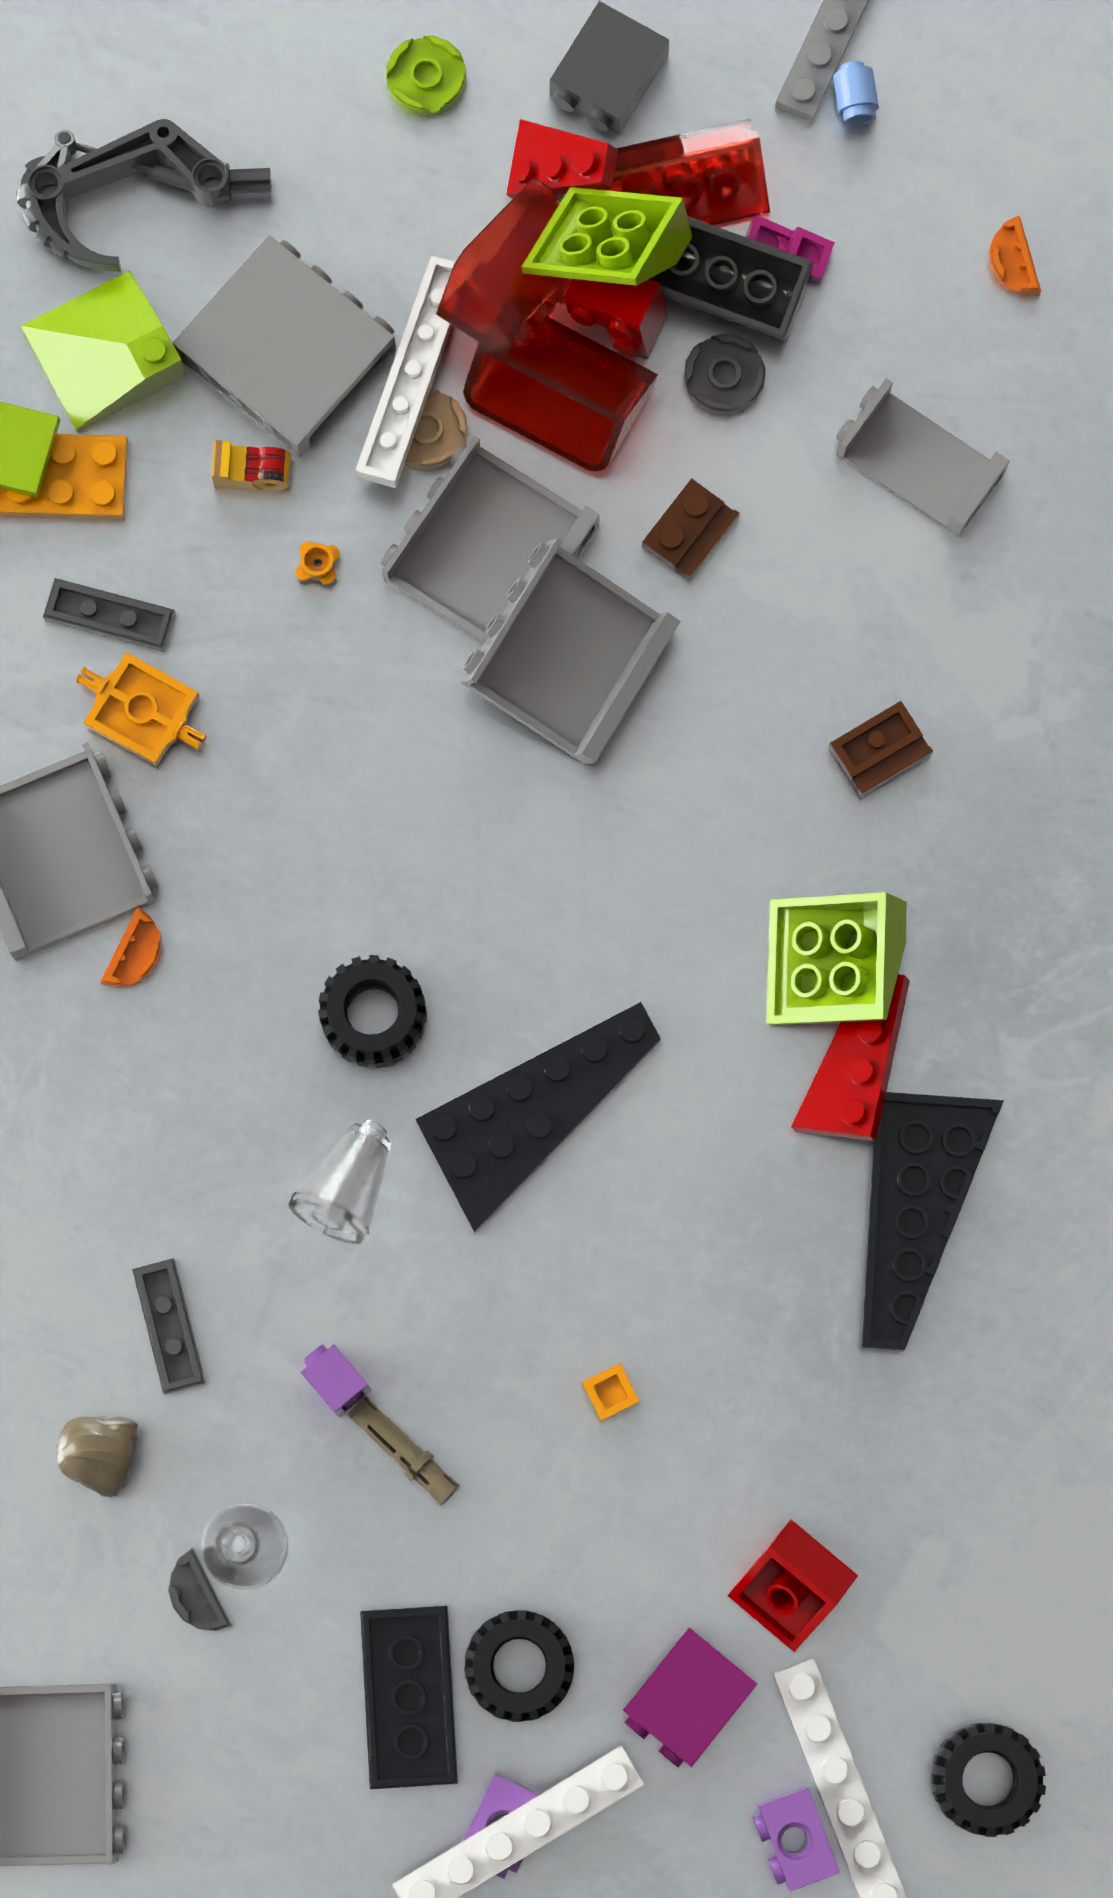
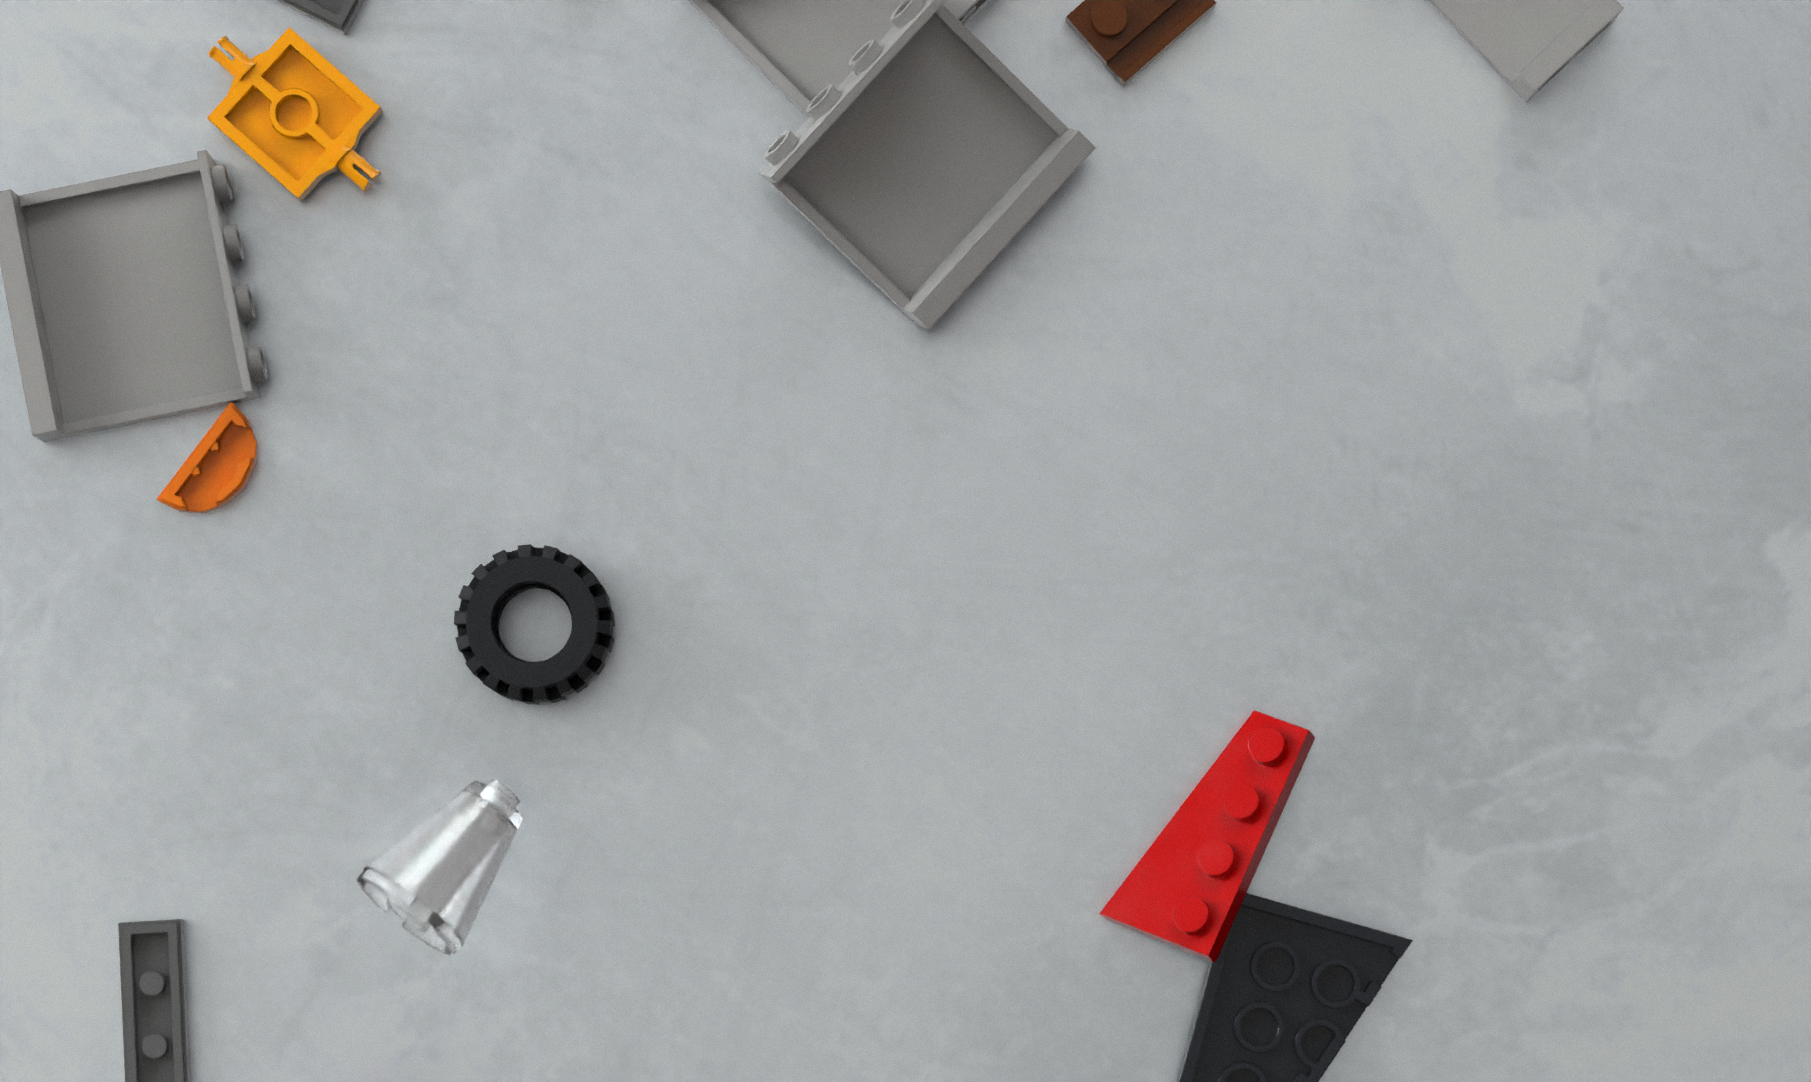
camera: 10 degrees right, 5 degrees up
(514, 1122) = (707, 823): black wing -> none
(834, 957) = (1213, 684): lime slope -> none
(880, 748) = (1346, 391): reddish brown plate -> none

